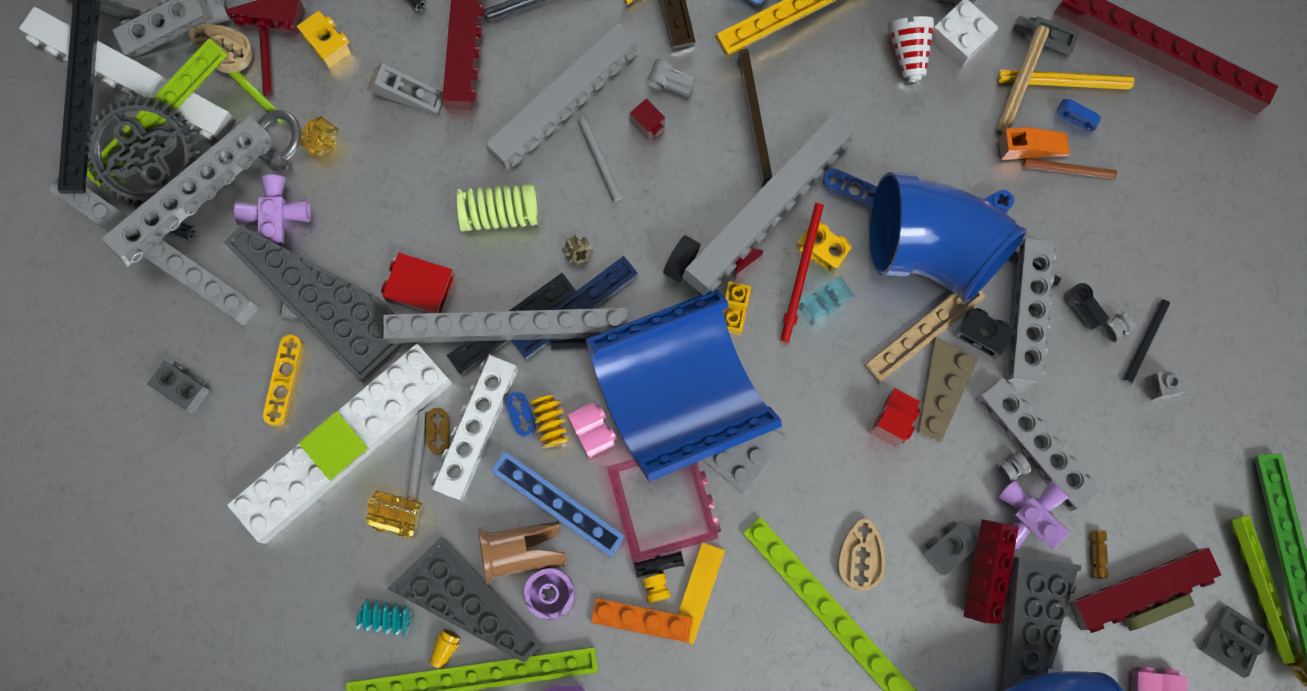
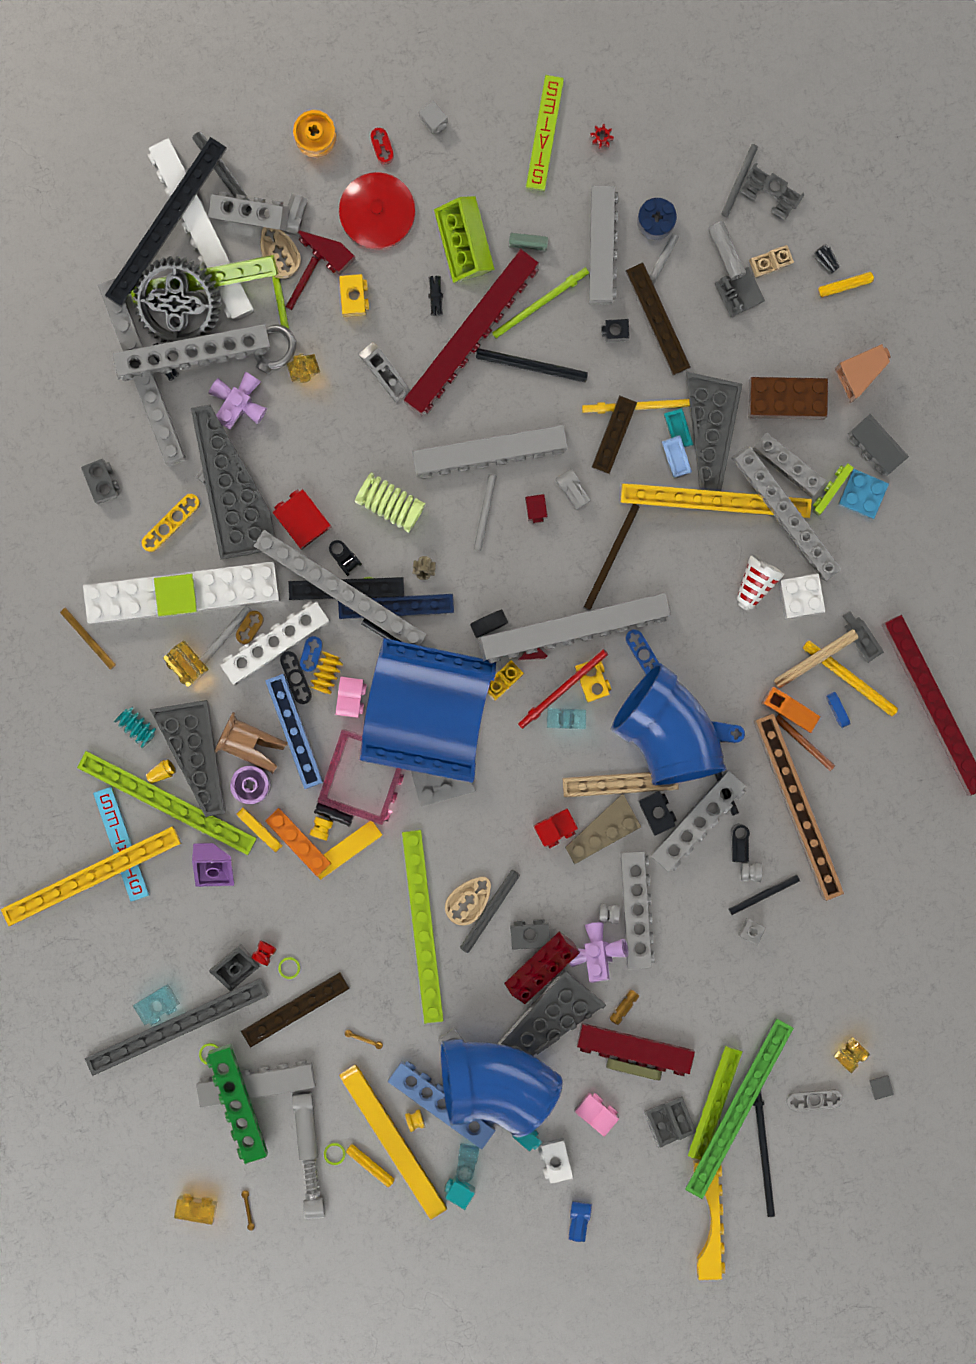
camera: 40 degrees right, 10 degrees up
(271, 560) = (87, 638): none -> pearl gold bar
(488, 294) = (345, 557): none -> black piece
(510, 434) = (285, 666): none -> black beam
(591, 636) = (259, 829): none -> yellow beam
(891, 550) = (490, 911): none -> dark grey axle
(1117, 231) = (798, 807): none -> medium nougat brick

